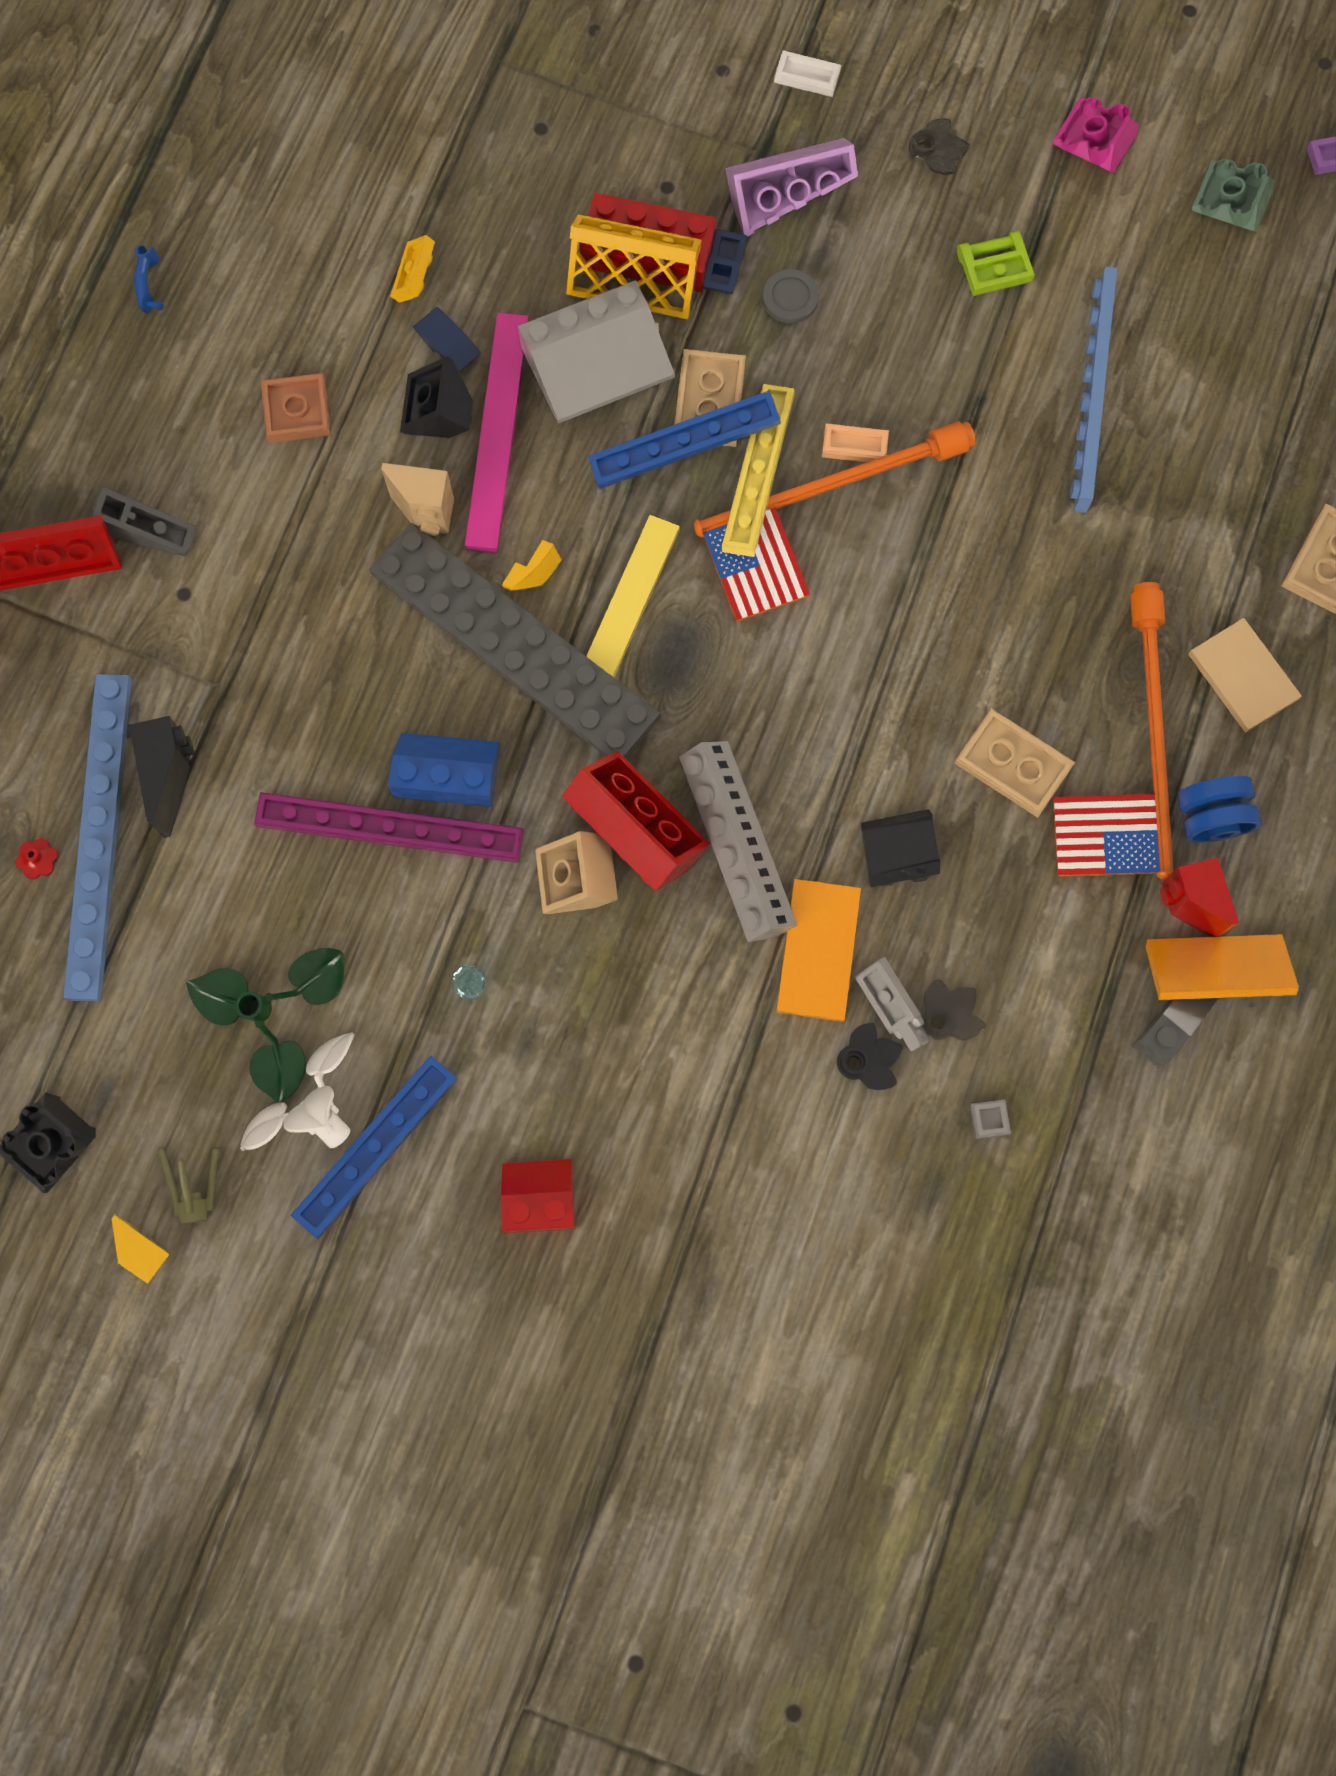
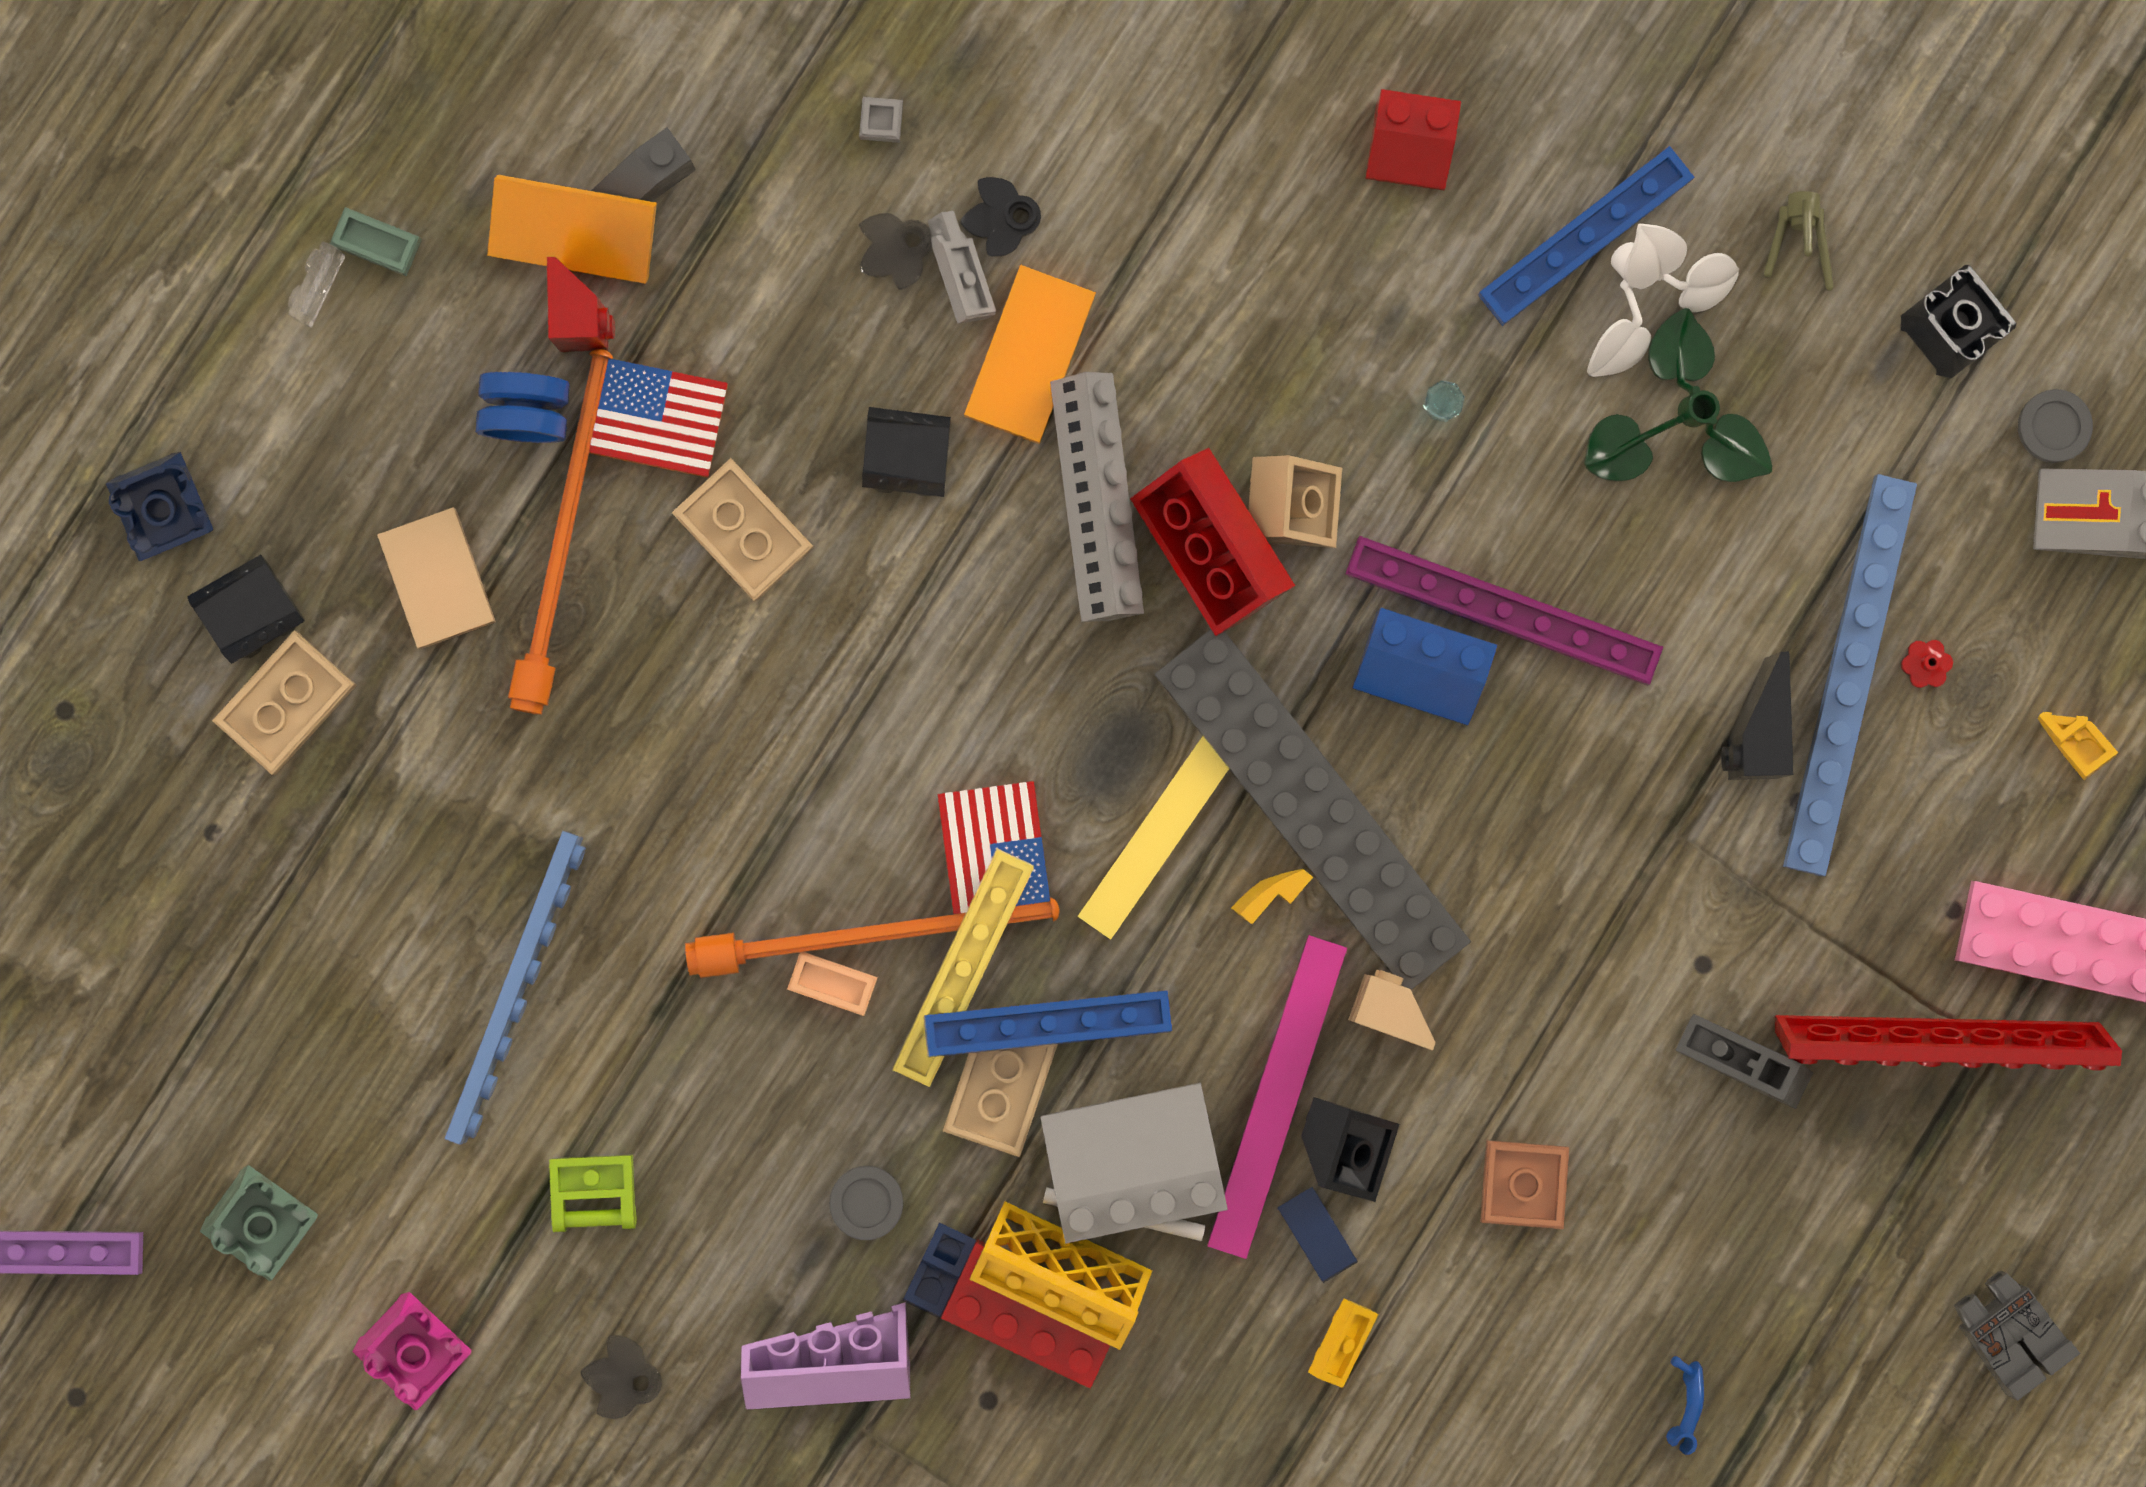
camera: 170 degrees left, 10 degrees up
(137, 1251) = (1873, 177): yellow slope -> none

